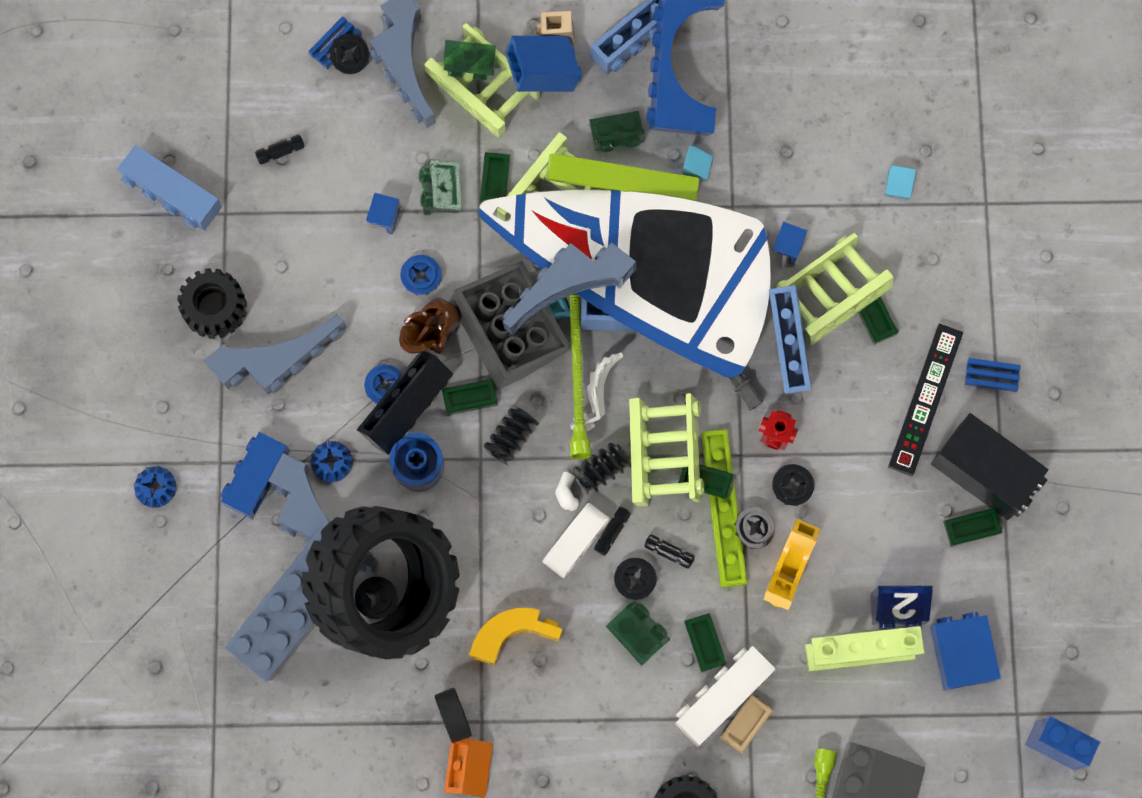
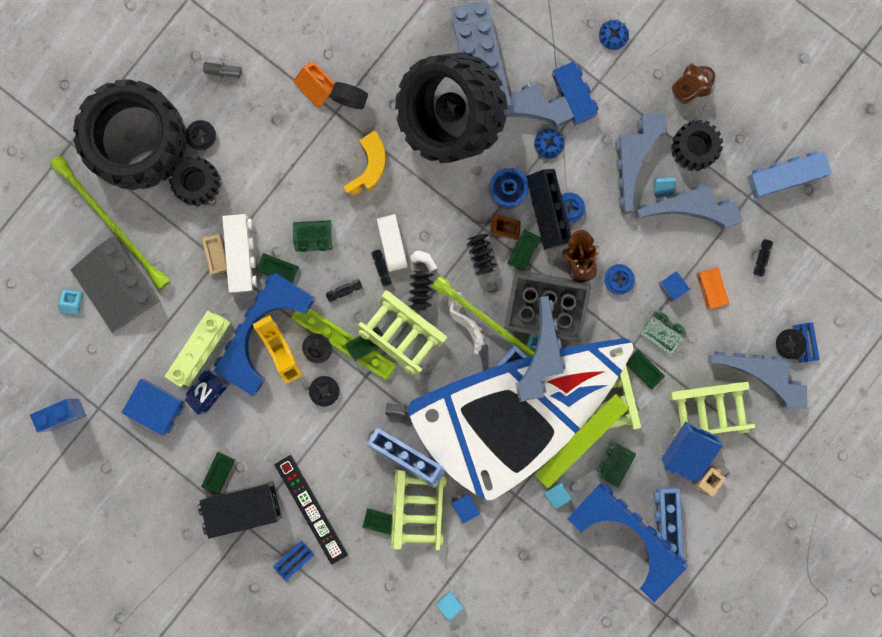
camera: 130 degrees right, 10 degrees up
(145, 358) = (694, 83): none -> reddish brown head
(274, 258) = (696, 203): none -> sand blue arch
(283, 305) = (664, 186): none -> medium azure slope
(354, 175) = (712, 288): none -> orange panel
(463, 435) = (504, 227): none -> reddish brown slope
(468, 58) = (729, 409): clear green bracket -> none
(647, 575) = (335, 256): black gear -> none
(734, 613) = (236, 361): none -> blue arch
(778, 439) = (368, 408): red brick -> none

